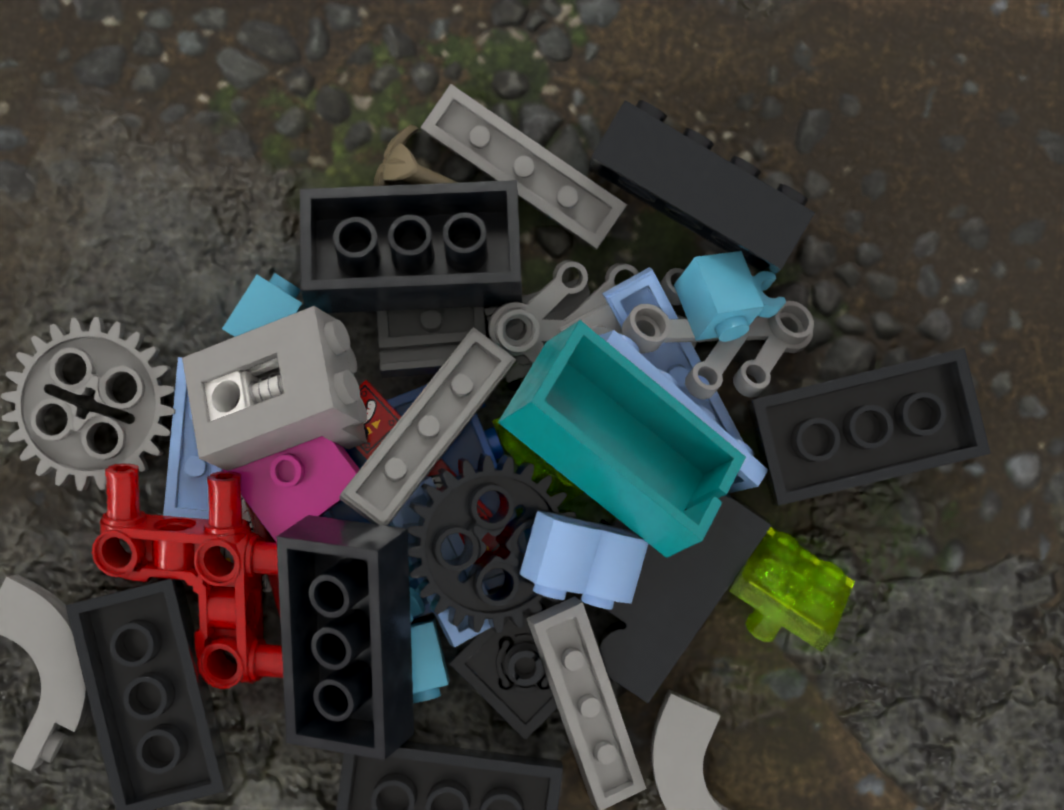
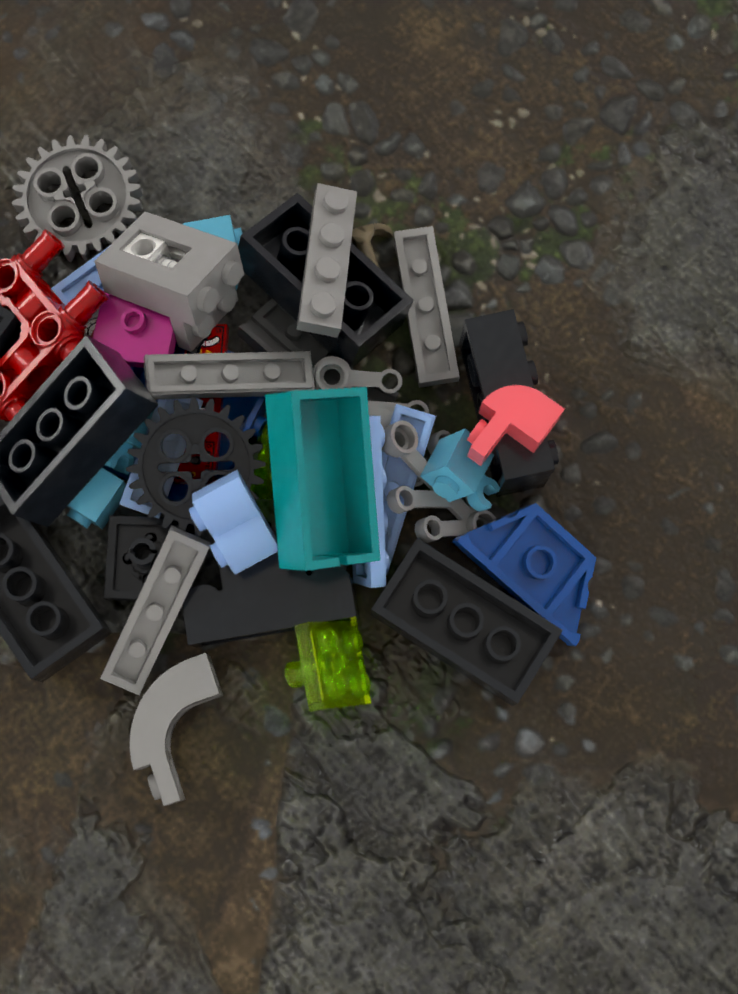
camera: 45 degrees right, 10 degrees down
(403, 229) = (327, 261): none -> light grey plate
(735, 198) = (514, 411): none -> coral brick
(874, 308) = (535, 564): none -> blue wing

